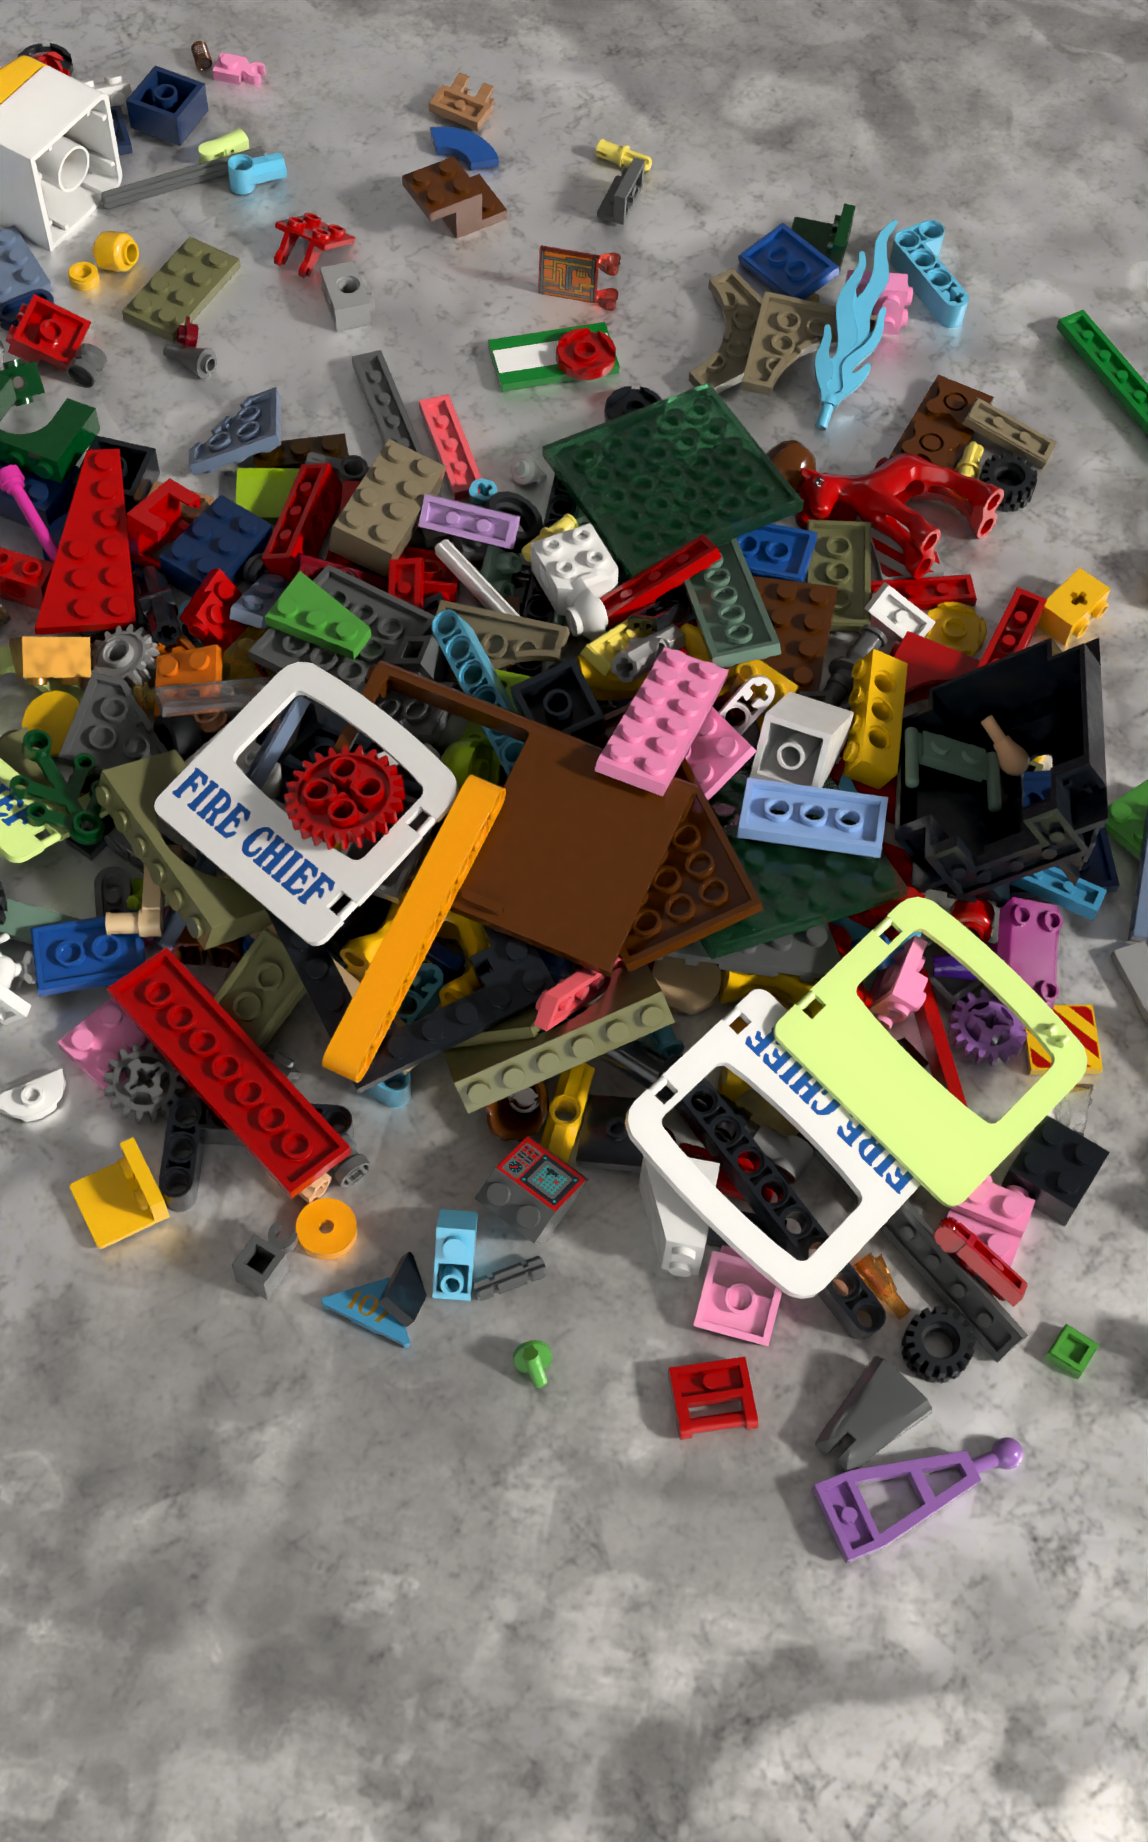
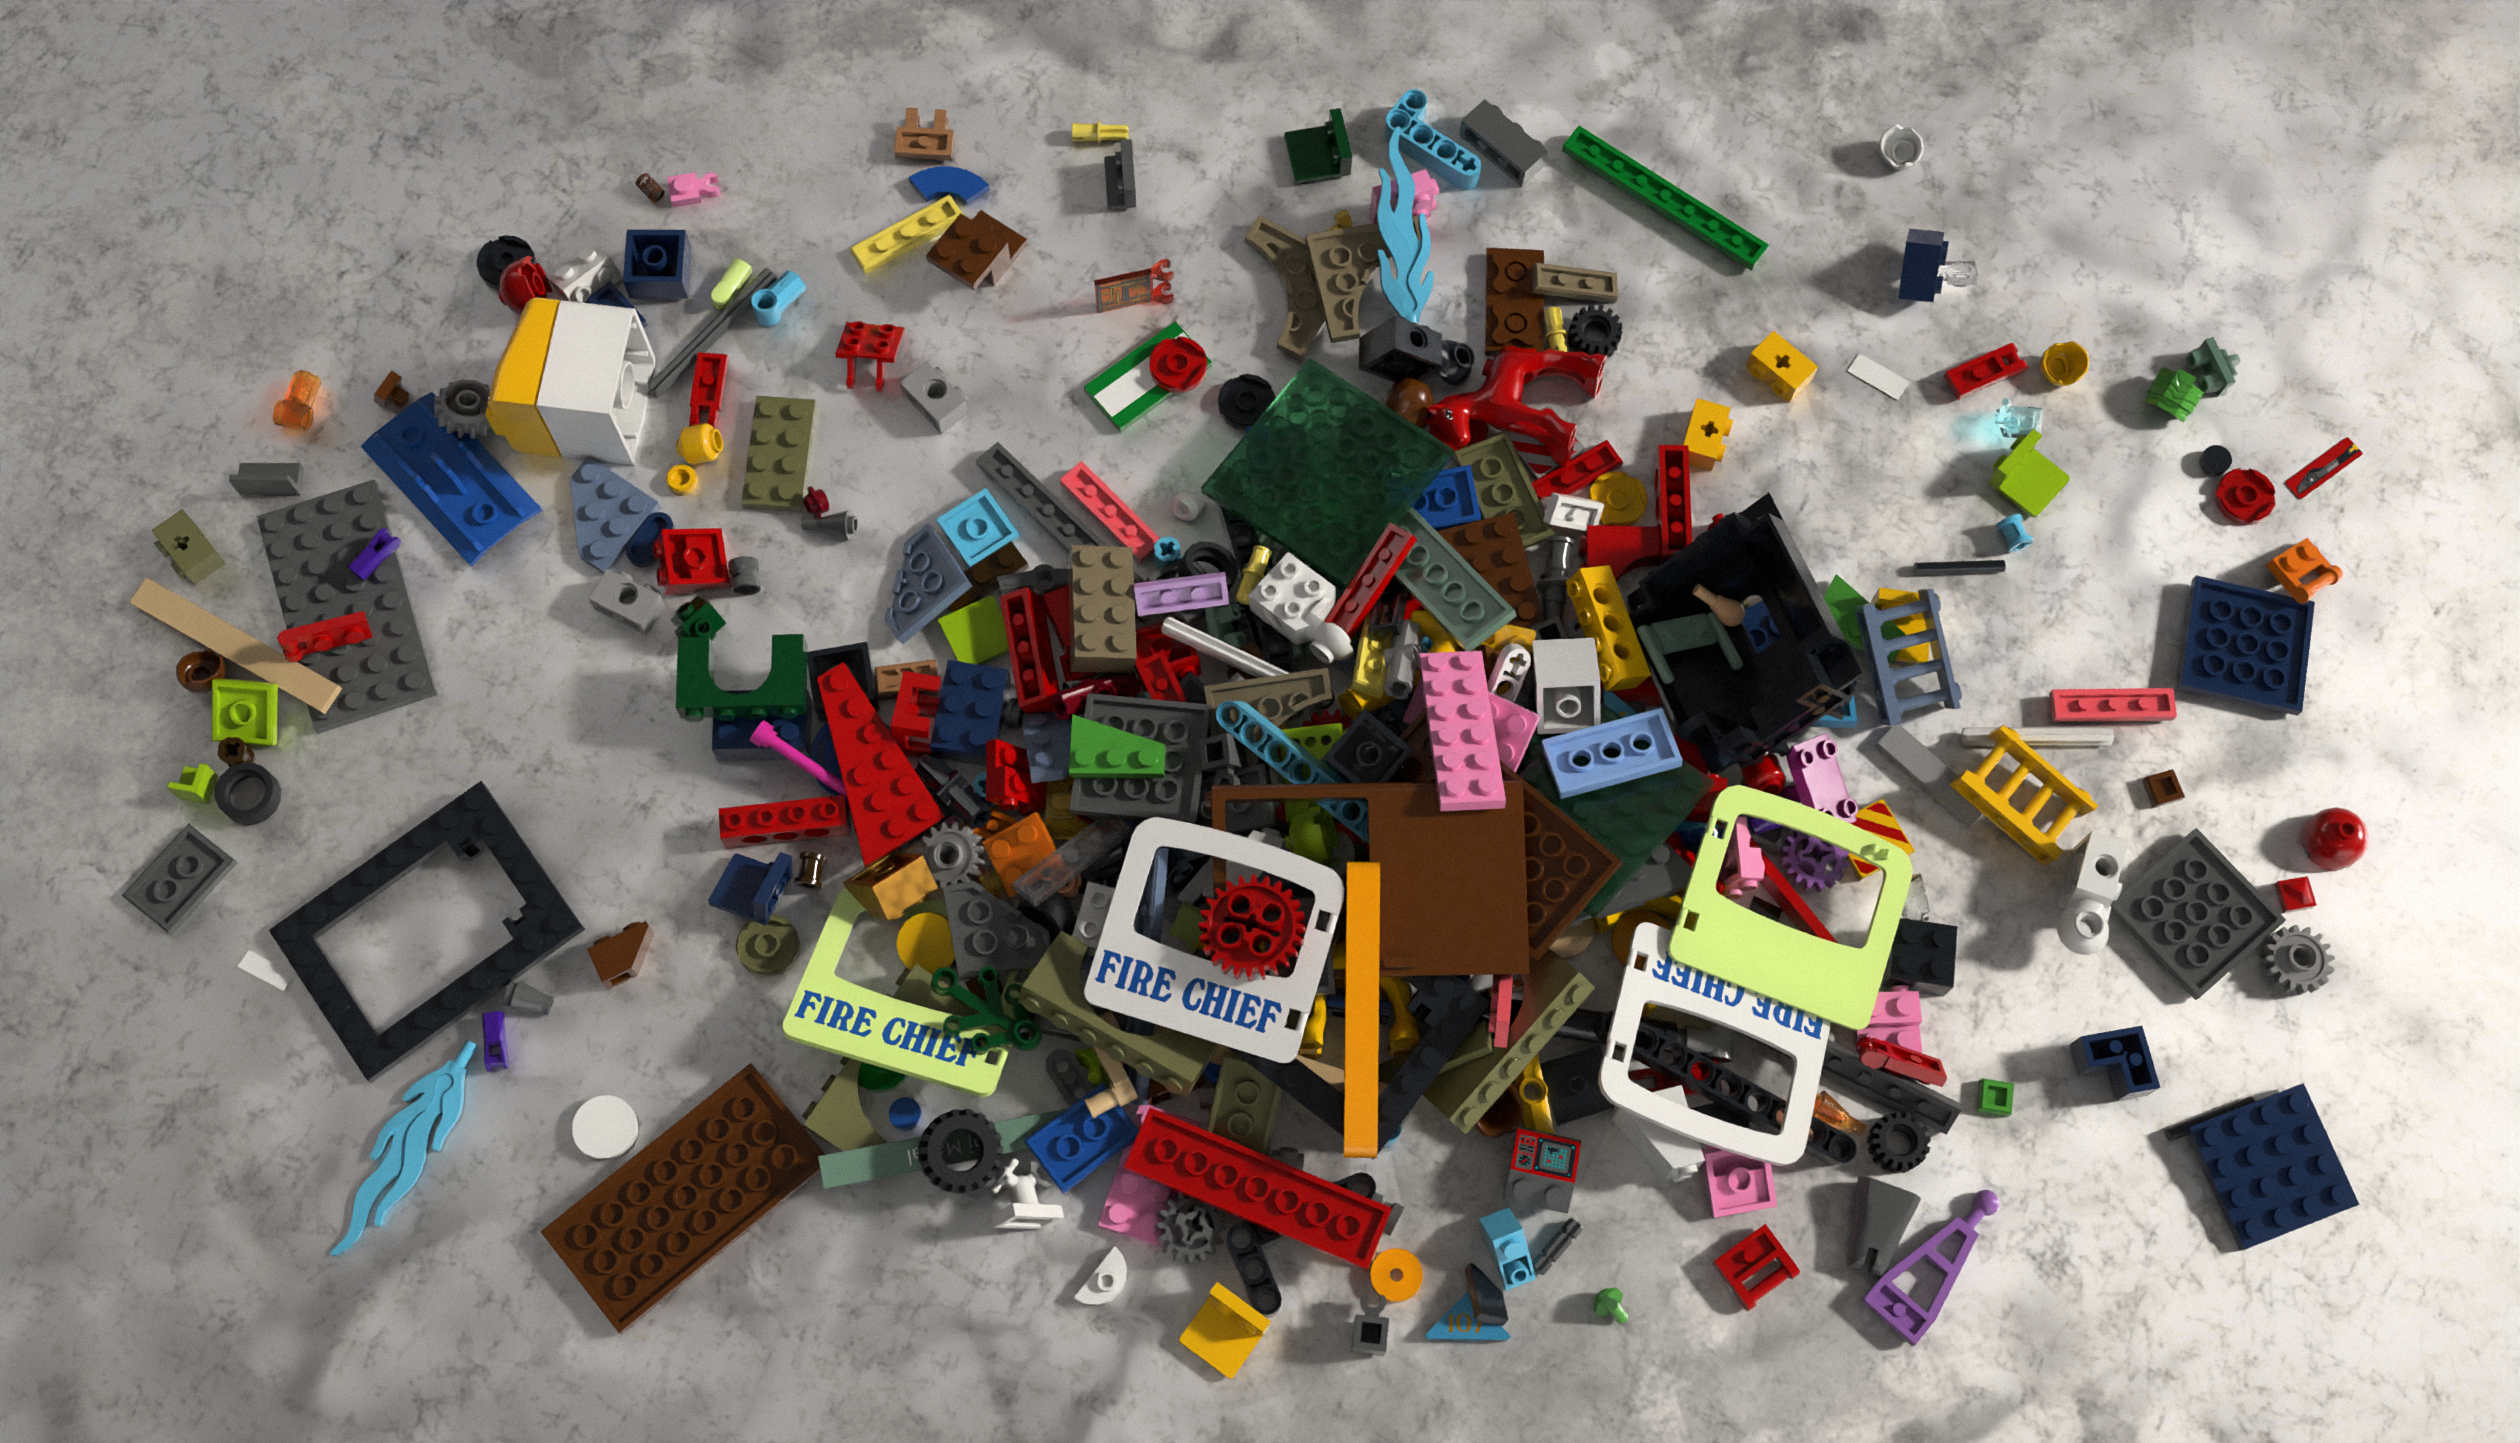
camera: 25 degrees left, 10 degrees up
(152, 215) = (708, 387): none -> red hinge
(320, 410) = (977, 527): none -> medium azure plate
(387, 170) = (905, 234): none -> light yellow tile
(788, 263) = (1305, 190): blue tile -> none
(813, 416) = (1413, 351): none -> black brick
(1001, 298) = (1503, 142): none -> dark grey brick

